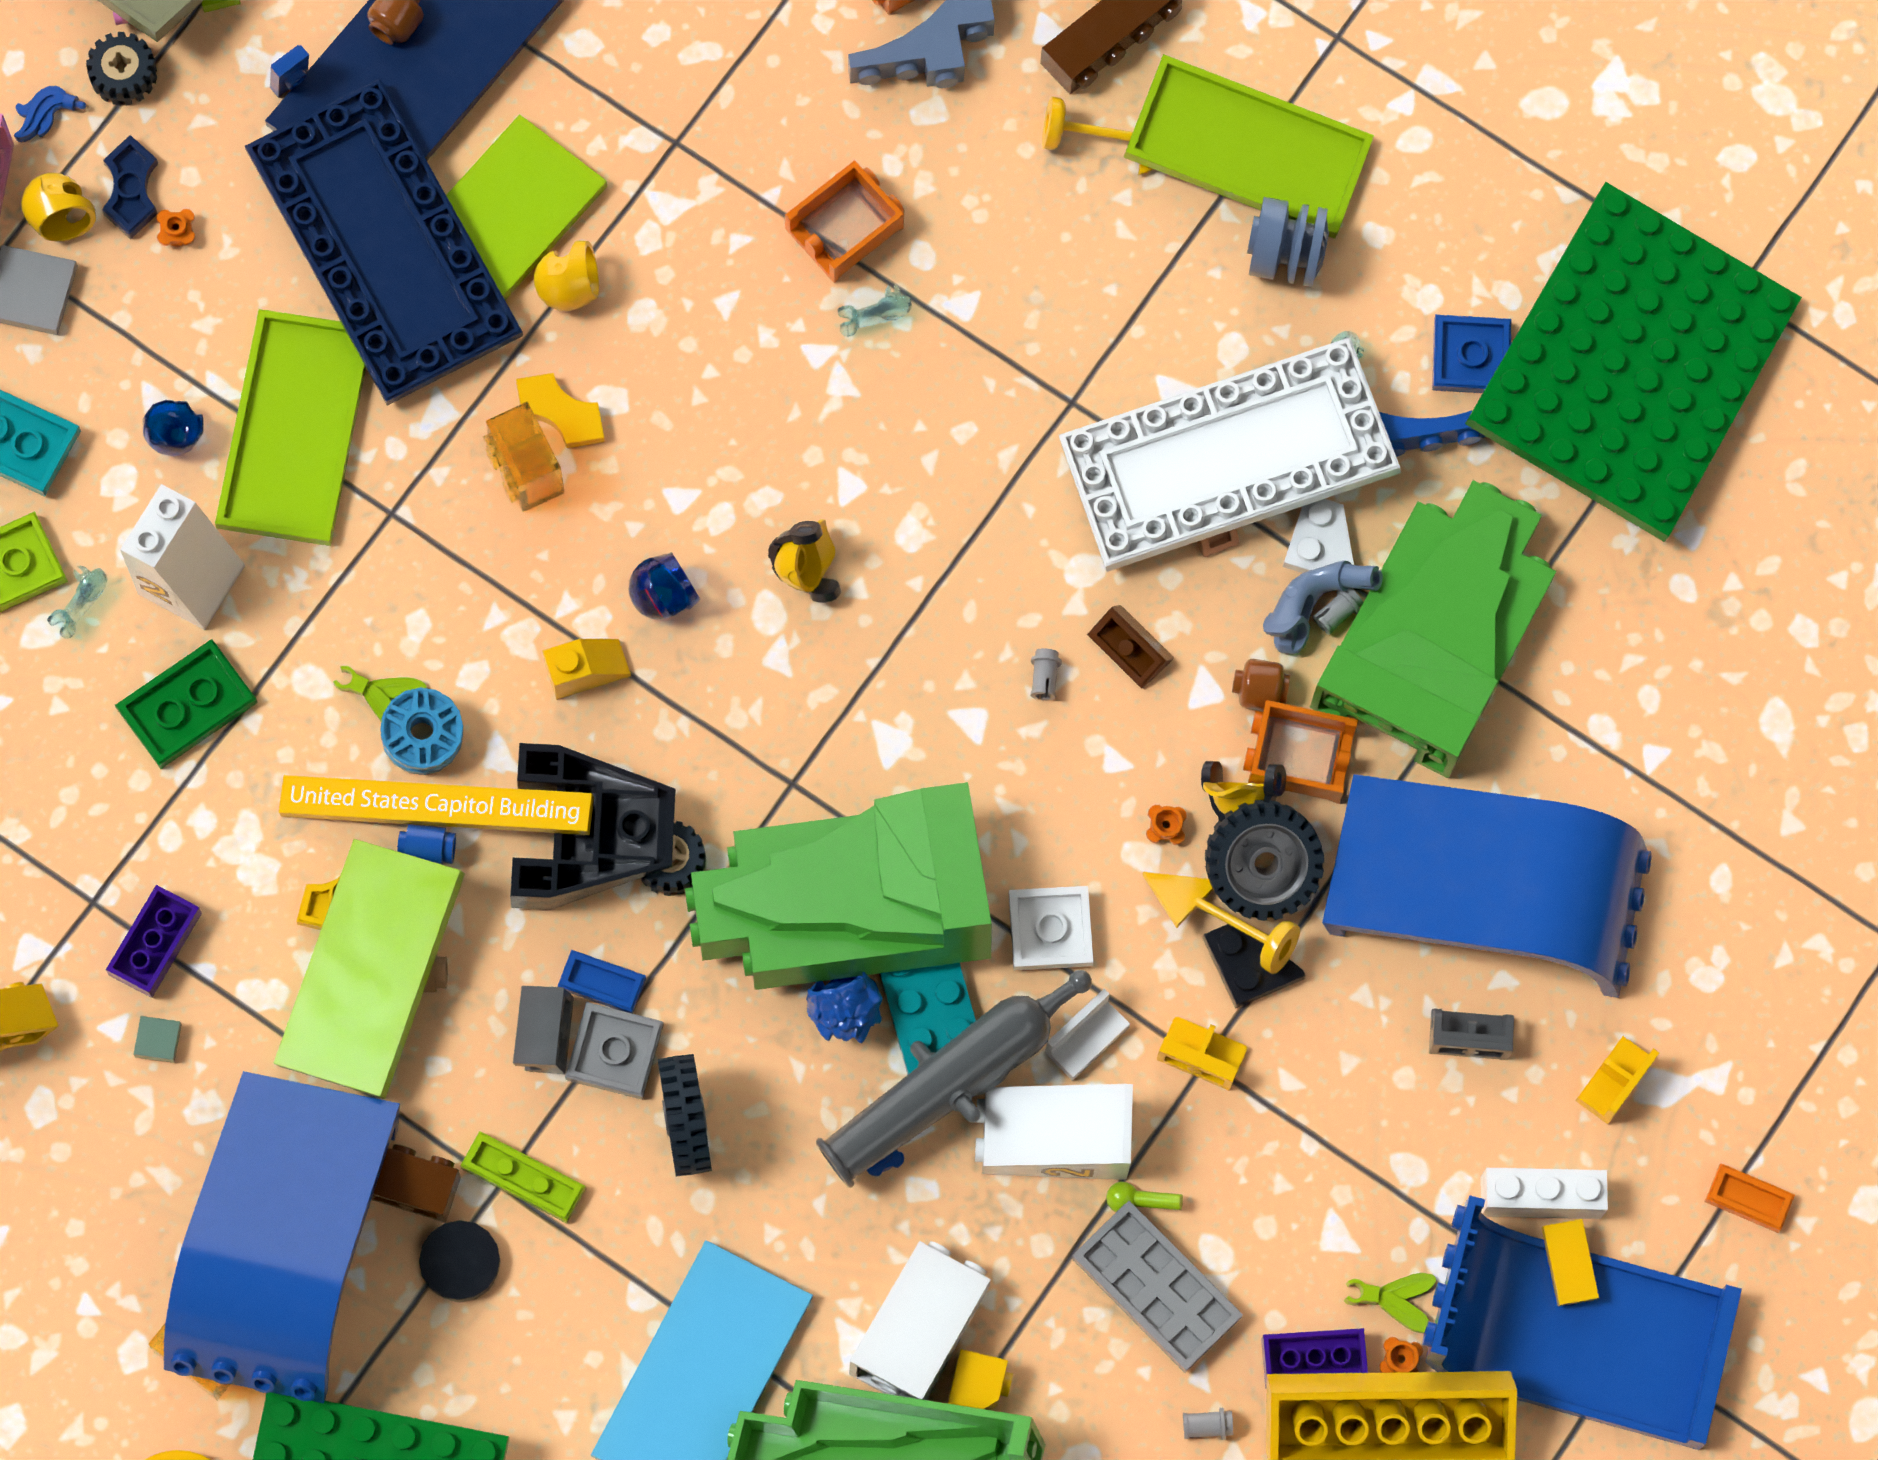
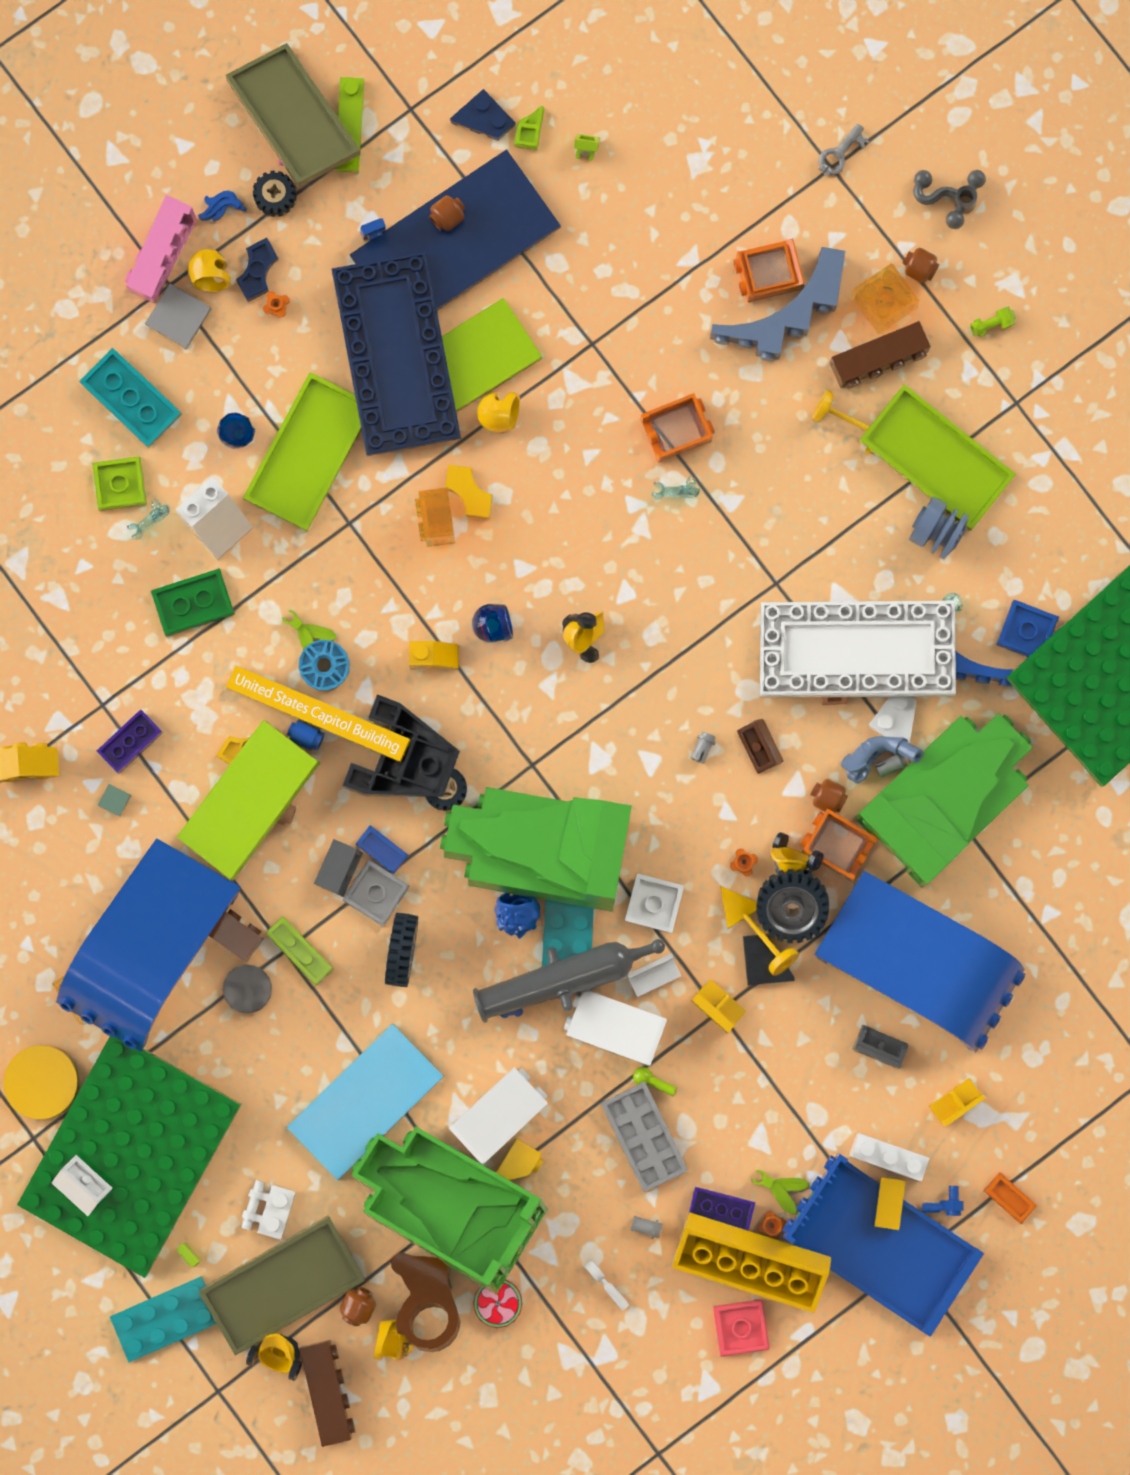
camera: 20 degrees right, 10 degrees up
(1667, 1237) = (952, 1206): none -> blue piece

